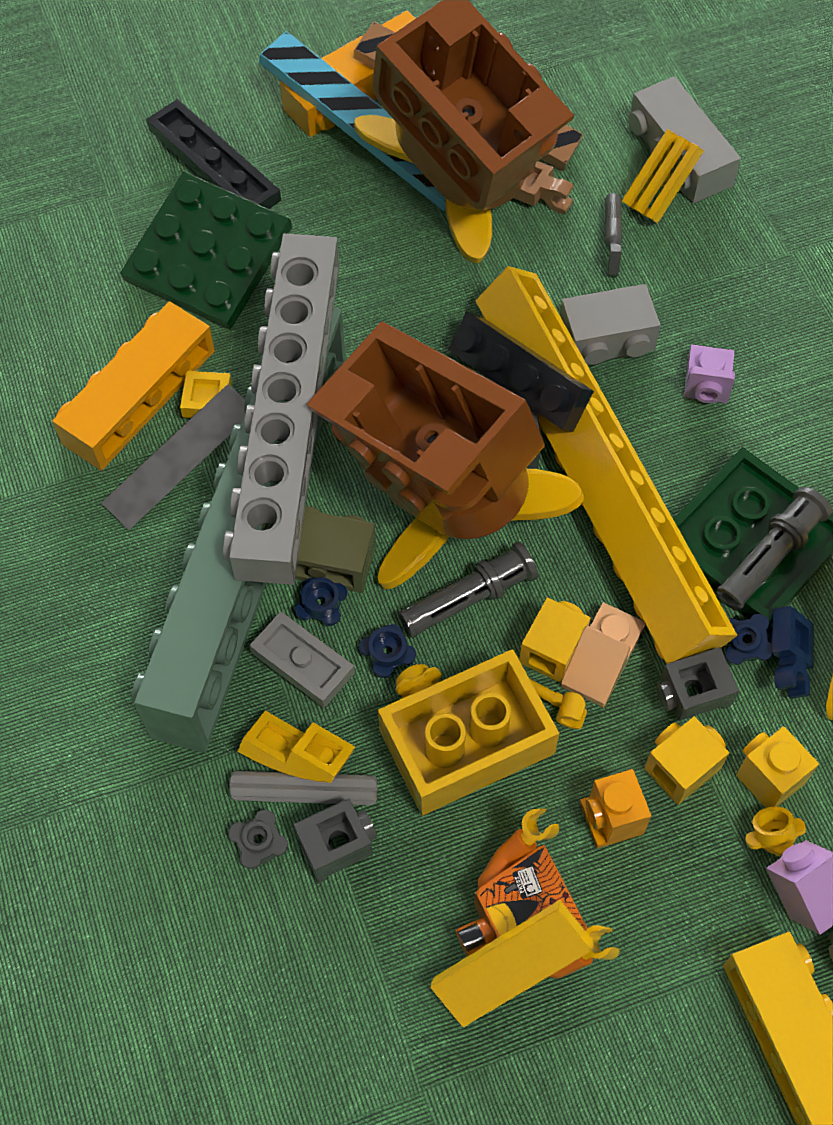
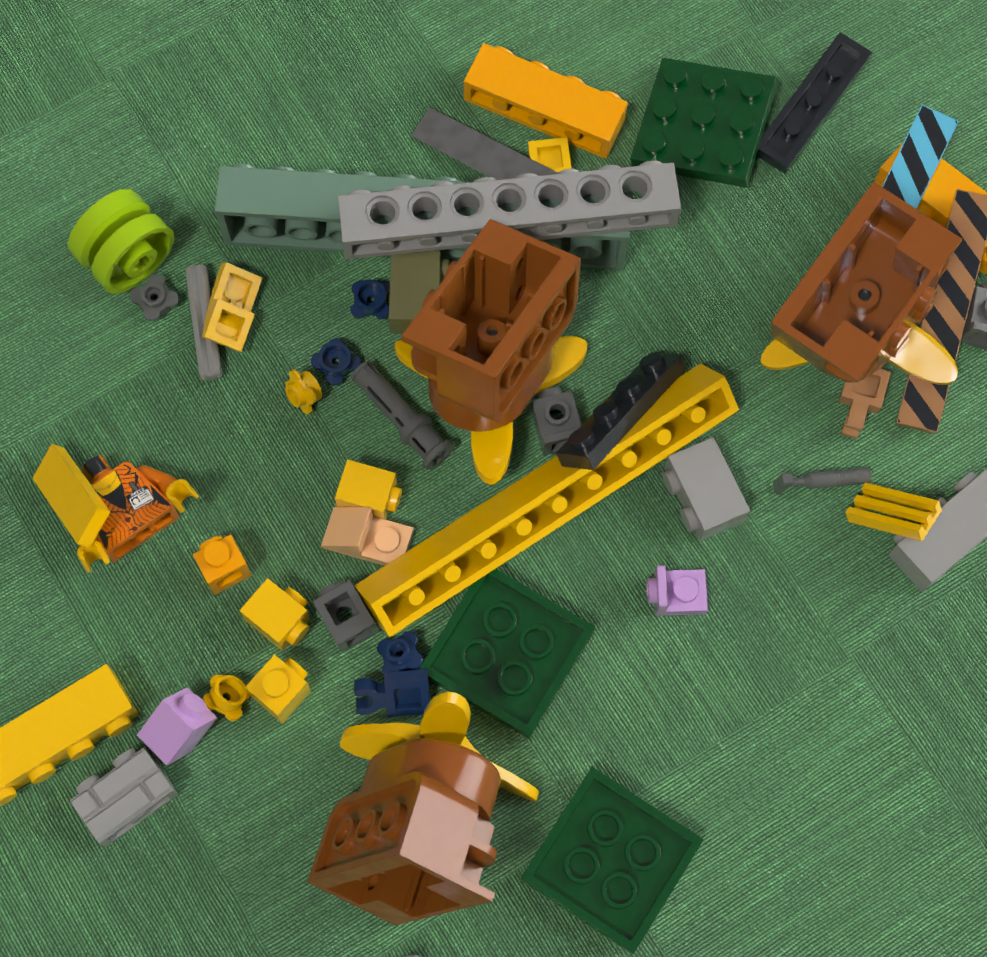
camera: 75 degrees right, 10 degrees up
(183, 854) = (120, 241): none -> lime wheel
(302, 659) = (312, 295): light grey plate -> none
(318, 831) = (156, 340): dark grey brick -> none
(467, 731) = (263, 432): yellow brick -> none
(571, 705) = (309, 518): yellow hand -> none
(786, 533) = (500, 669): dark grey pin -> none

